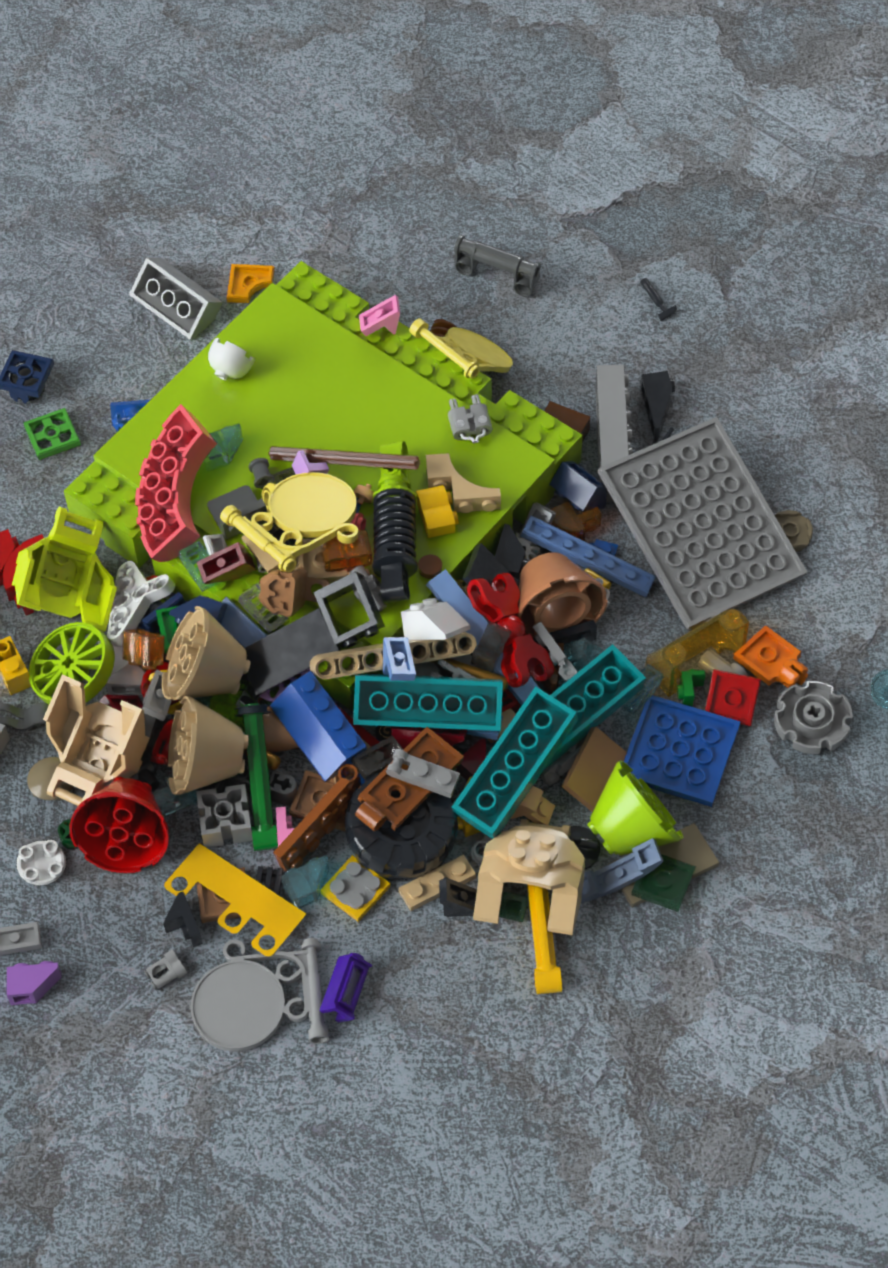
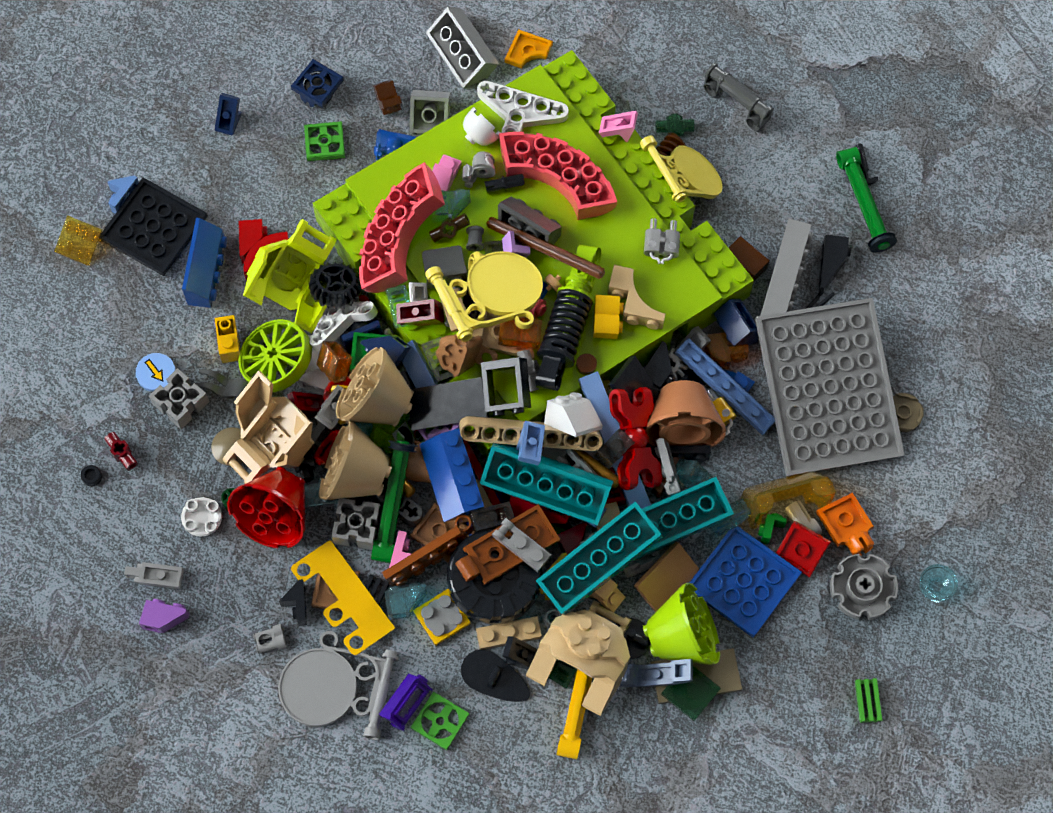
camera: 15 degrees right, 10 degrees up
(109, 369) = (387, 97): none -> reddish brown brick
(118, 569) = (335, 279): none -> black gear
(158, 368) = (428, 109): none -> light grey slope
(206, 412) = (446, 171): none -> bright pink slope
(219, 478) = (441, 231): none -> dark brown axle
(243, 400) = (481, 167): none -> light grey piece
(275, 408) = (504, 183): none -> black axle
(276, 332) = (528, 112): none -> white beam
(303, 434) = (519, 215): none -> dark grey slope
(331, 377) = (560, 167): none -> coral brick
(403, 1021) = (448, 726): none -> bright green piece
(436, 934) = (493, 677): none -> black shield
(438, 310) = (675, 124): none -> clear green axle
(702, 363) = (850, 161): none -> green piece
(869, 829) = (866, 682): none -> bright green tile

